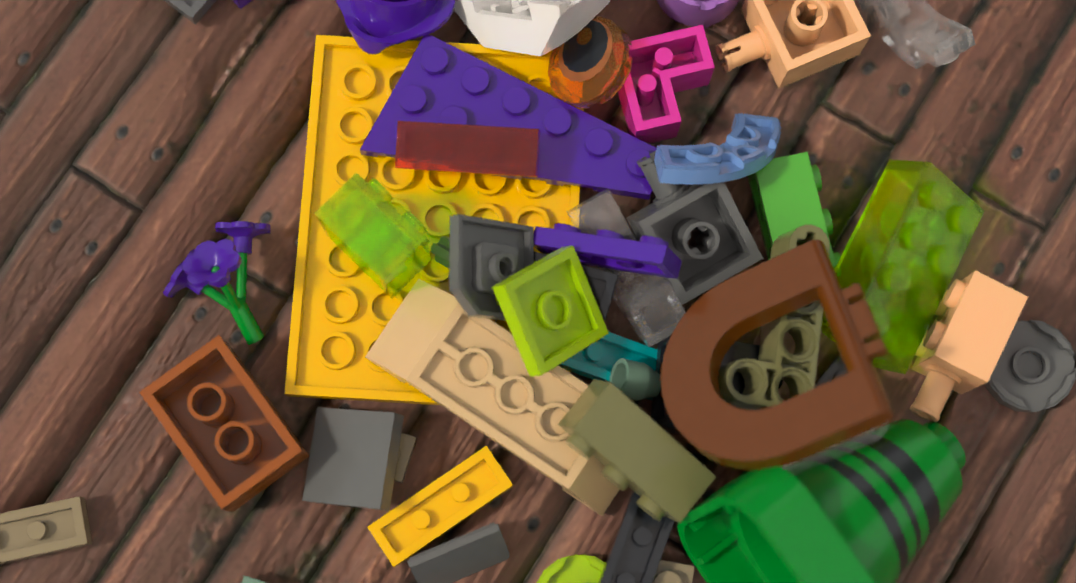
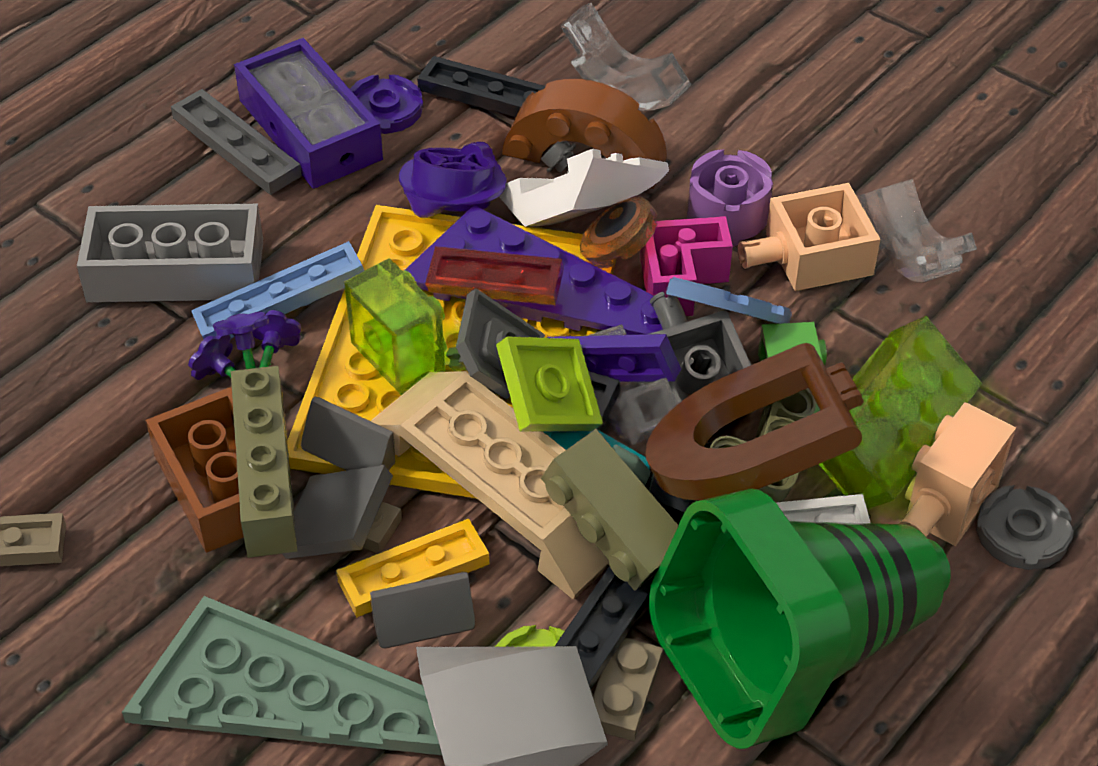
camera: 10 degrees right, 30 degrees down
(107, 140) = (169, 252): none -> light grey brick
(237, 181) = (284, 290): none -> medium blue plate
(274, 445) = (263, 462): none -> olive brick
(349, 379) = (346, 438): none -> dark grey slope

